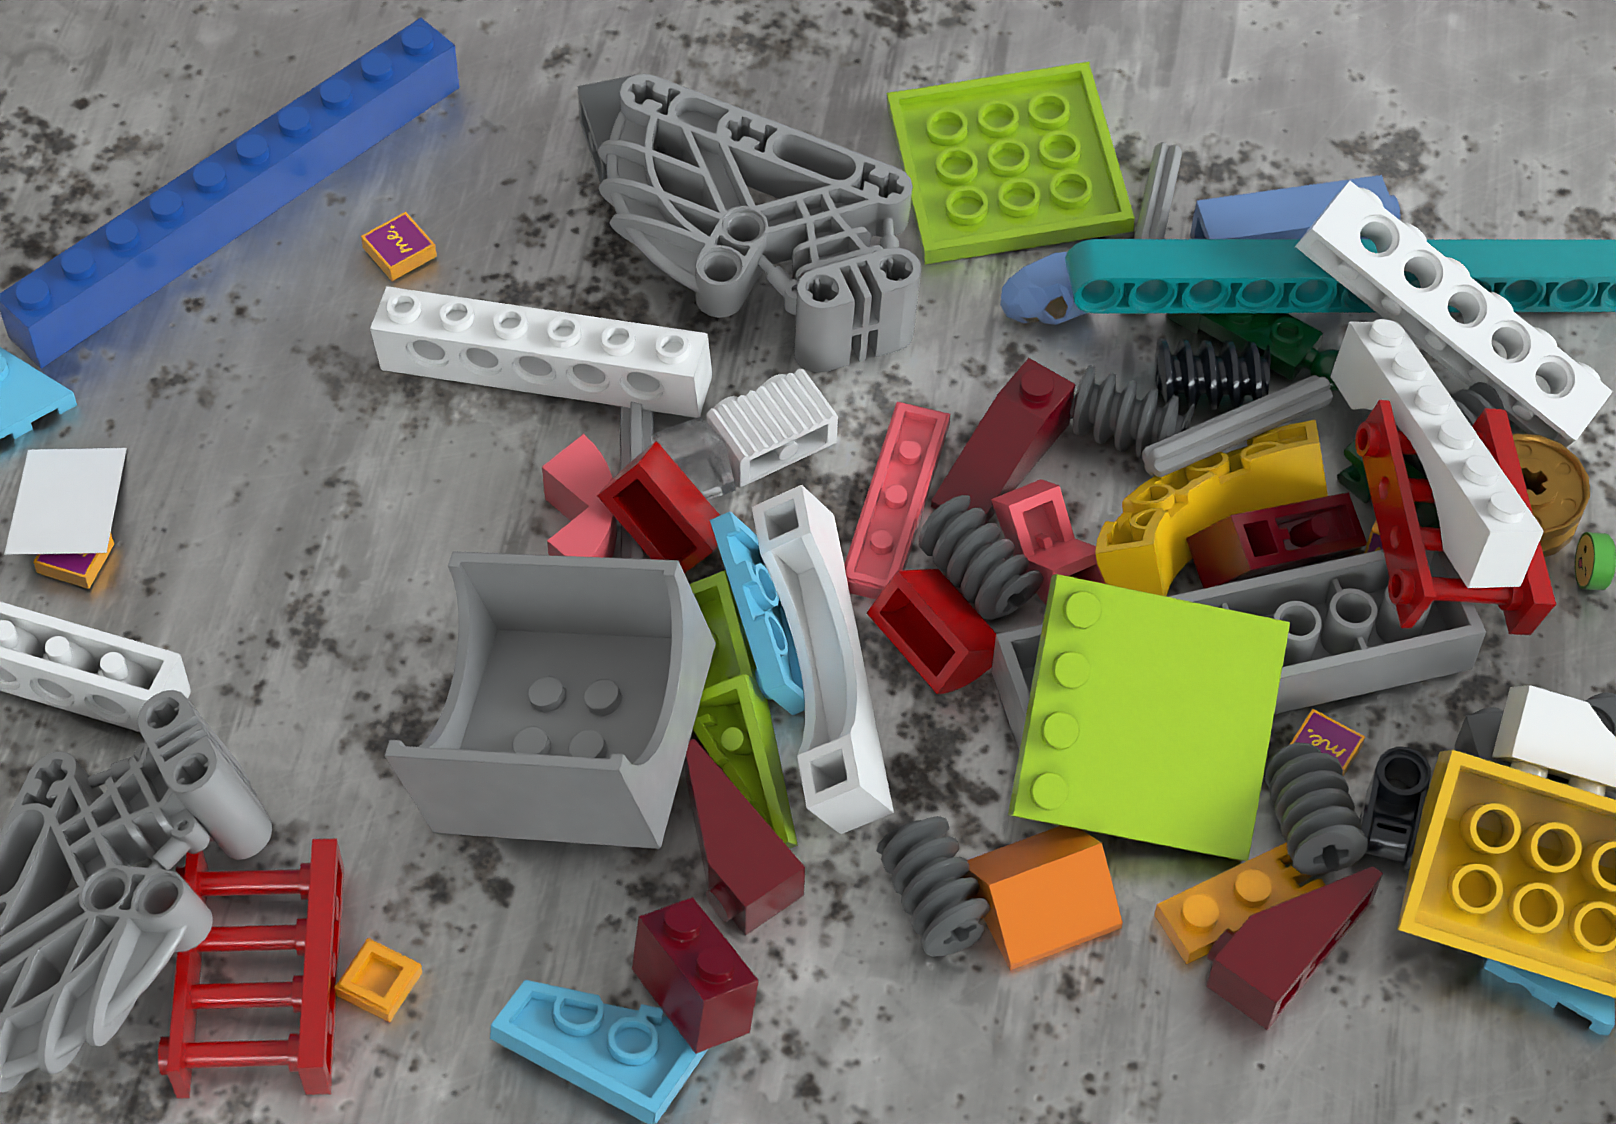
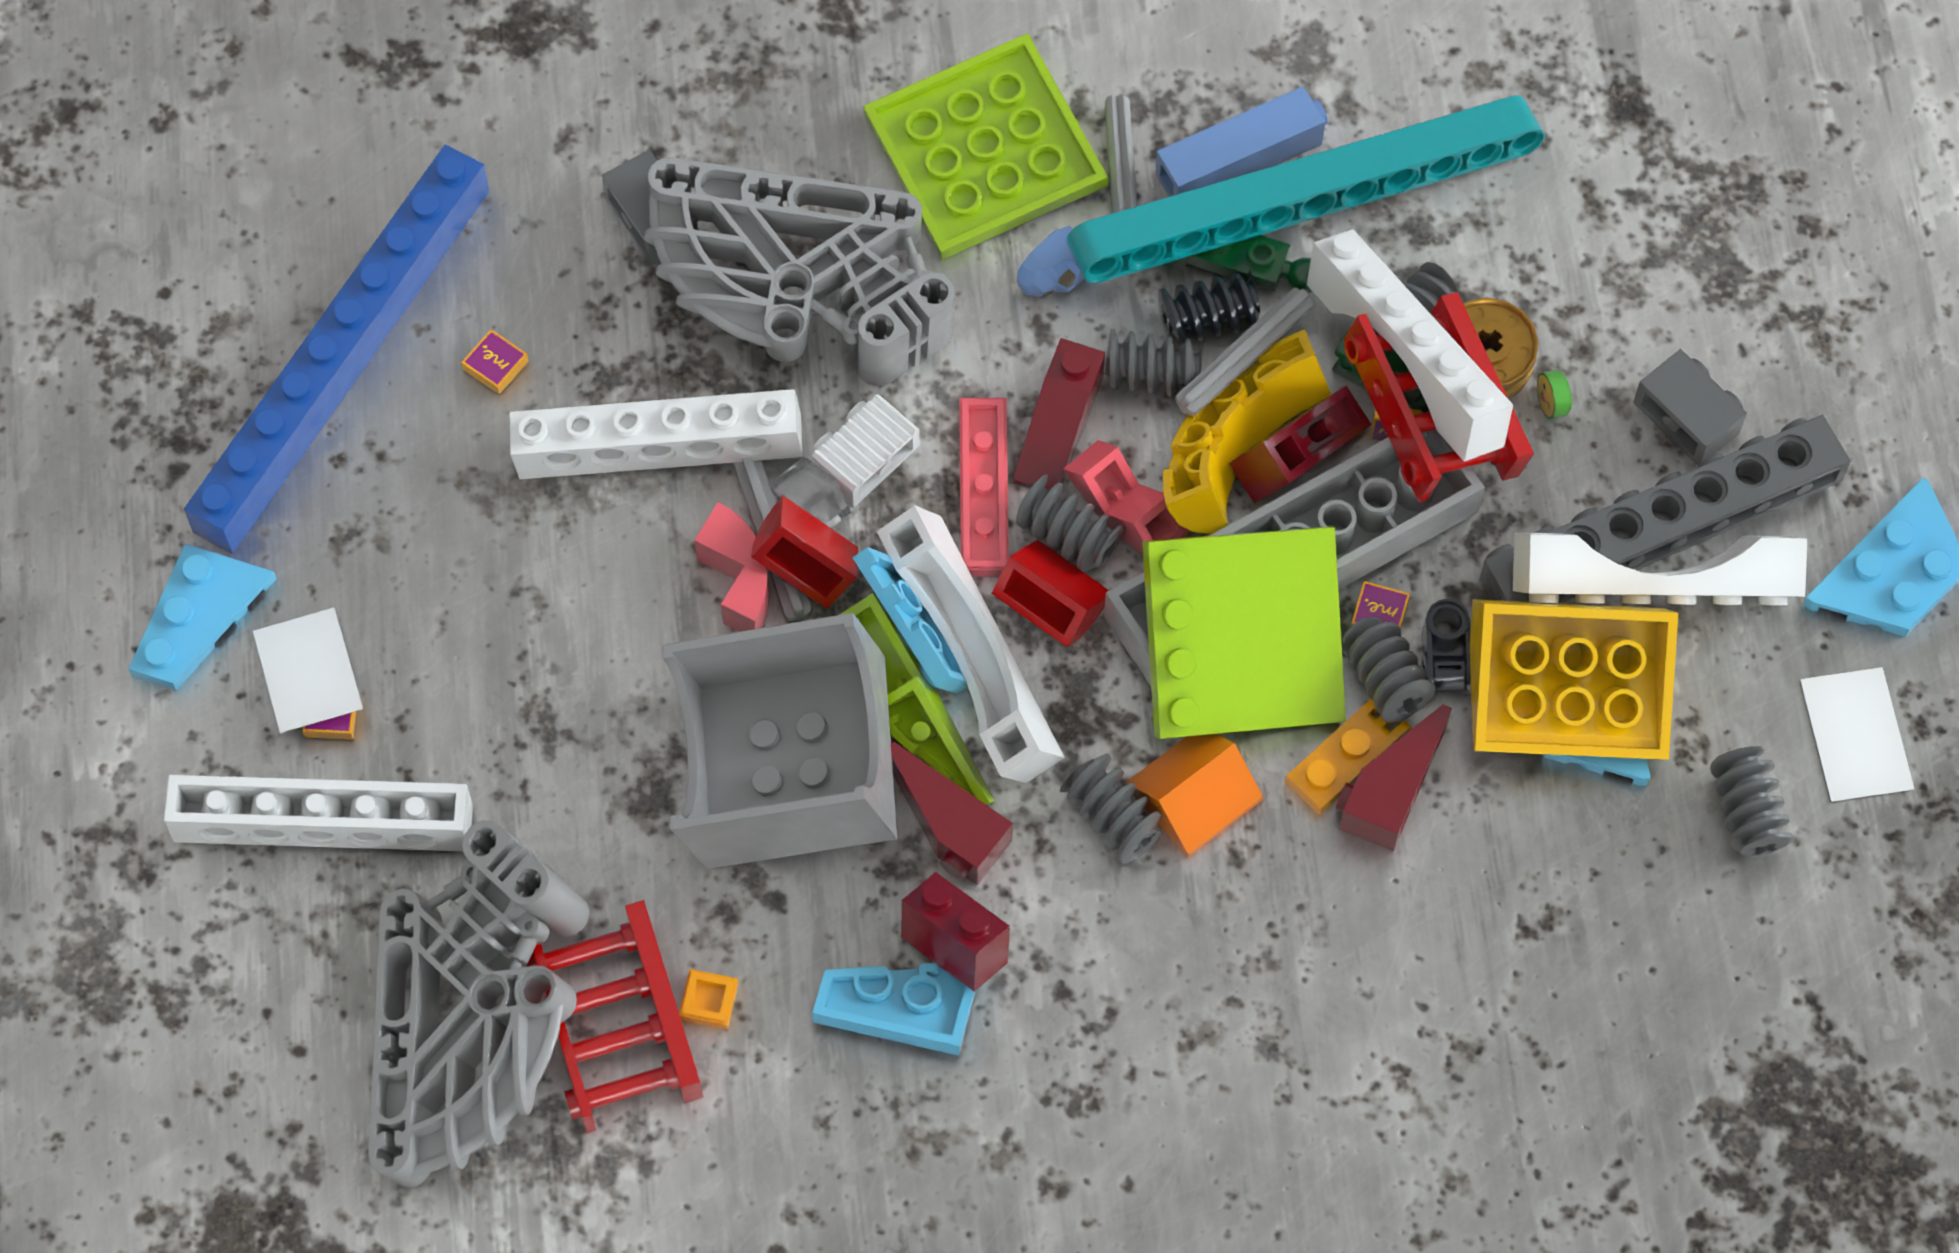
camera: 15 degrees left, 10 degrees up
(1424, 314) = (1285, 175): white brick -> none

